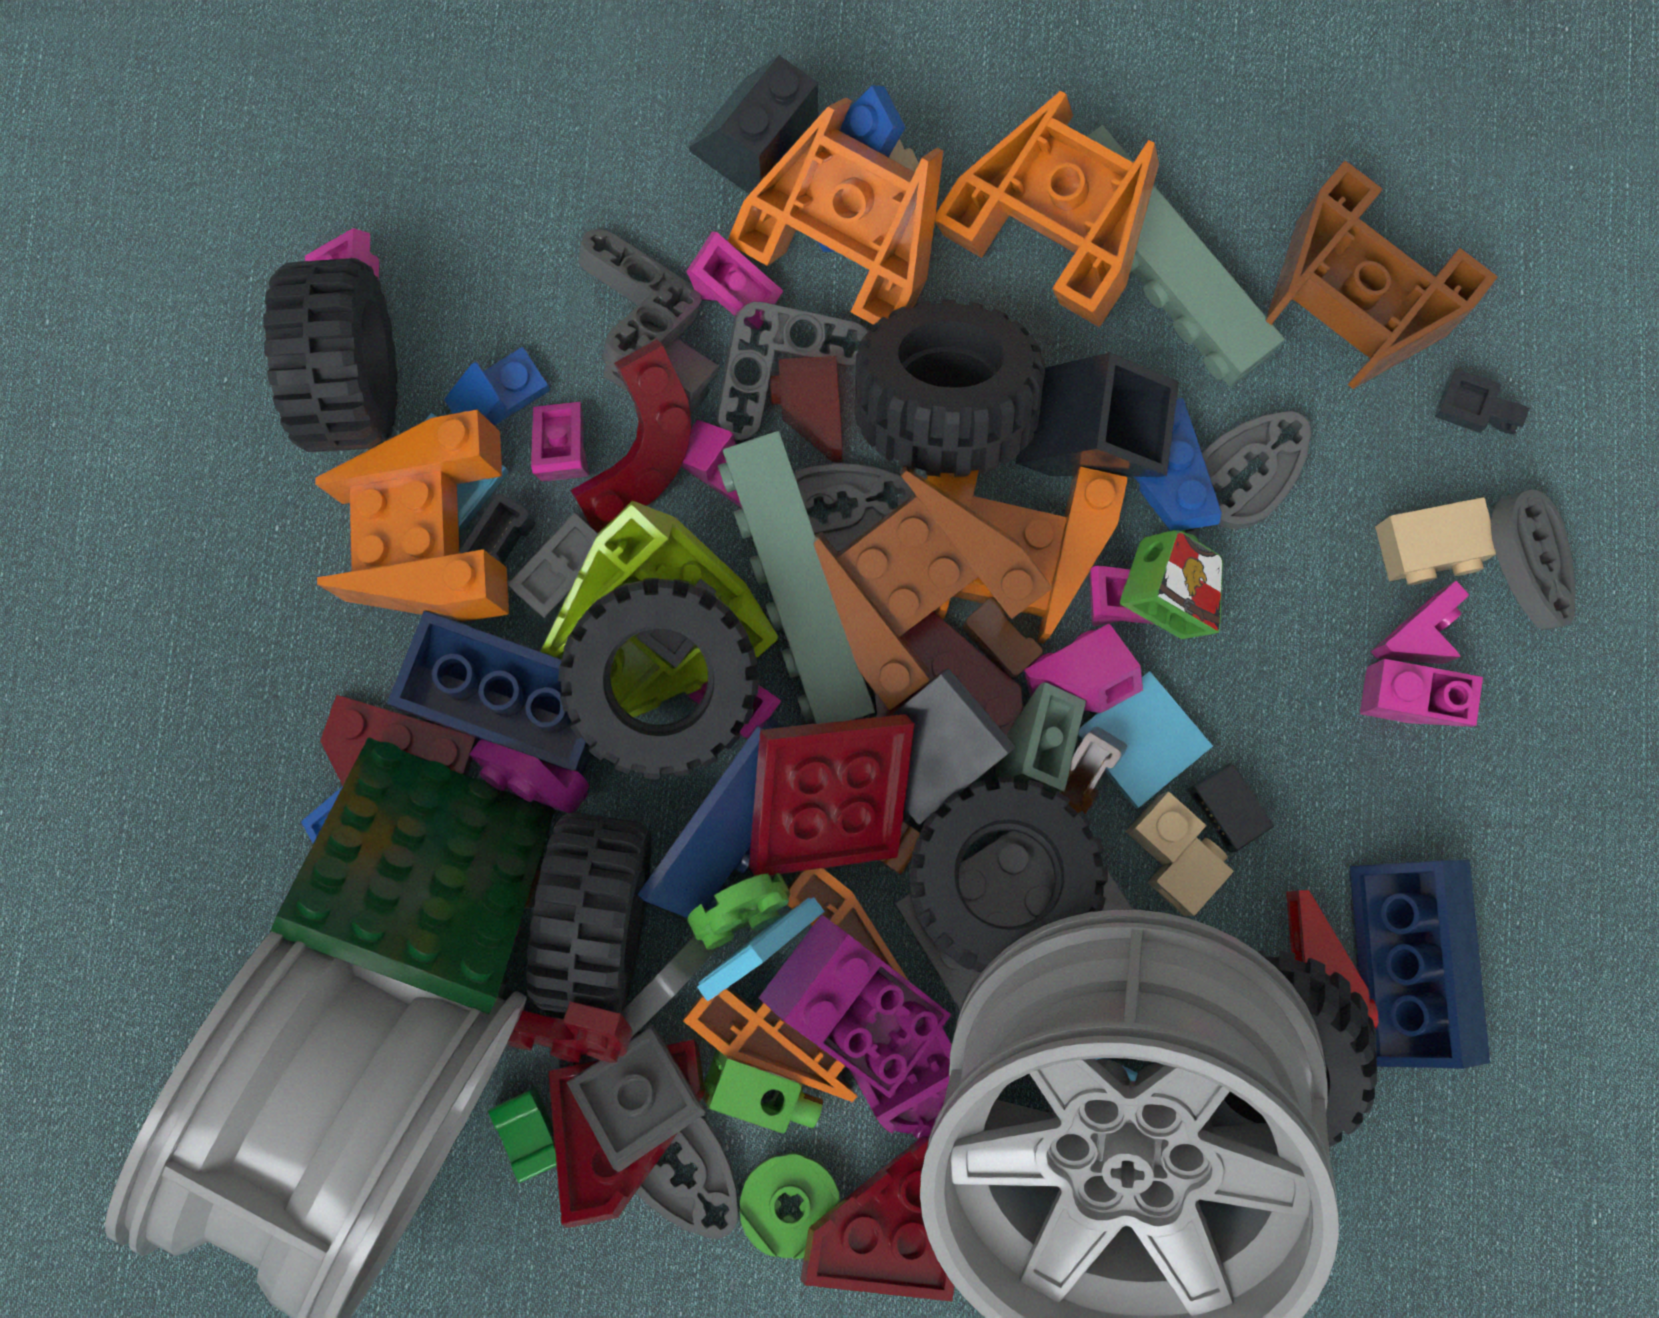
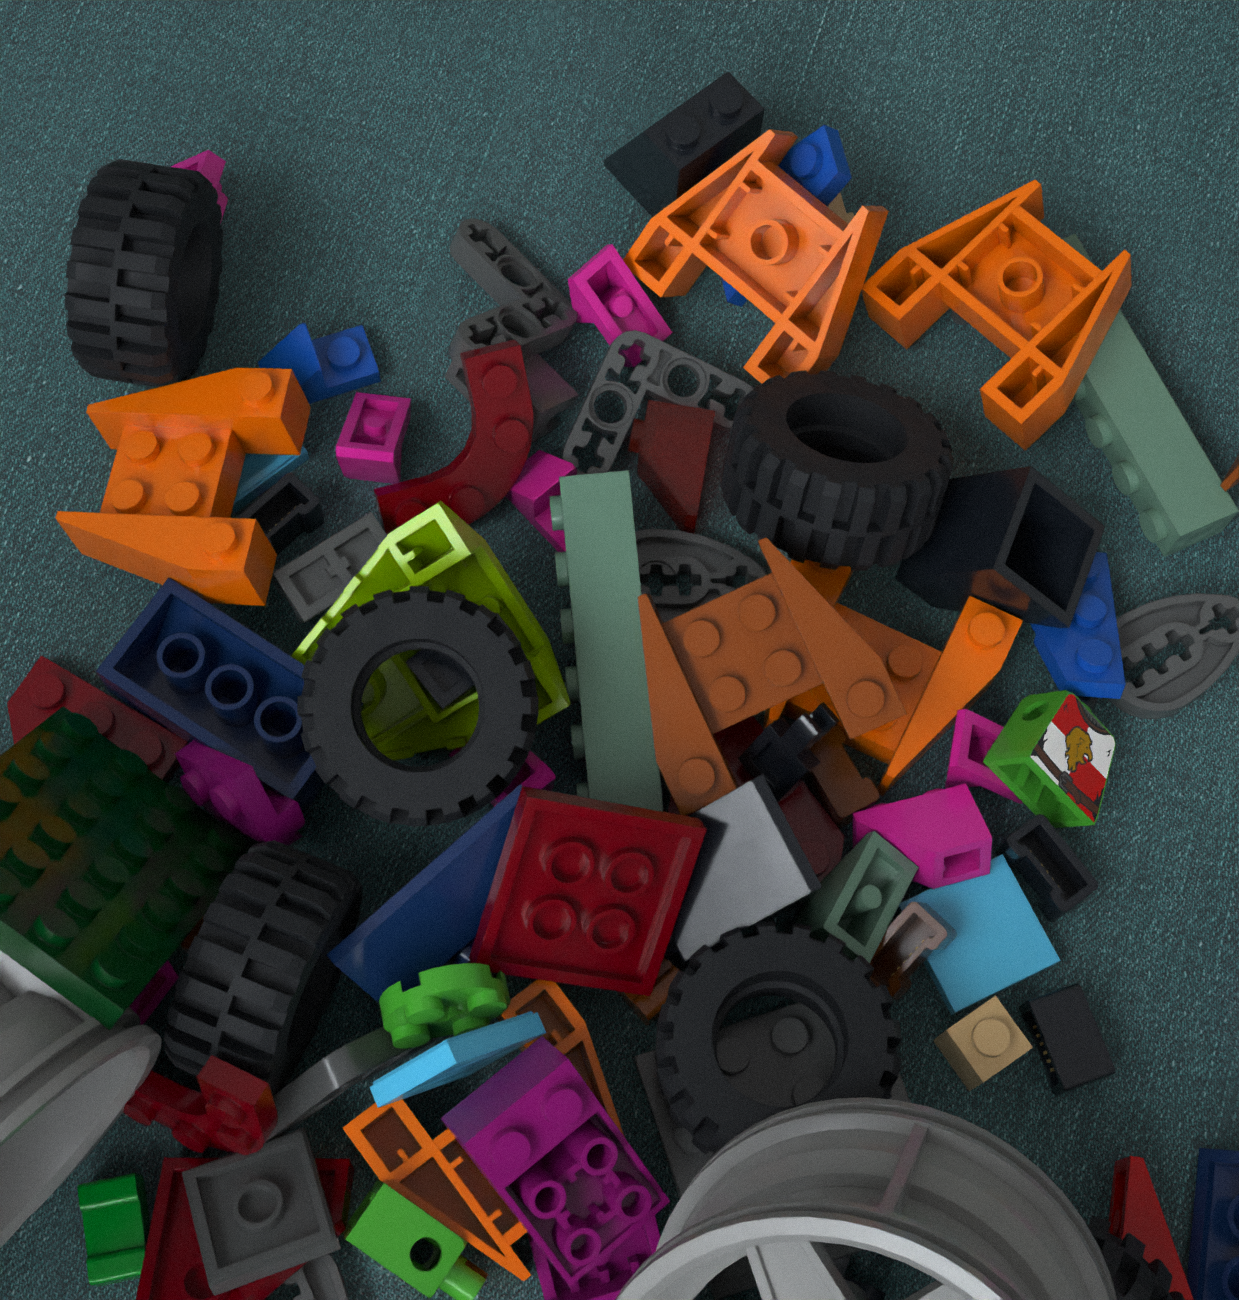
camera: 10 degrees right, 10 degrees down
(958, 636) = (784, 750): none -> black plate
(1188, 673) = (1048, 867): none -> black piece
(1192, 877) = (1007, 1103): tan brick -> none

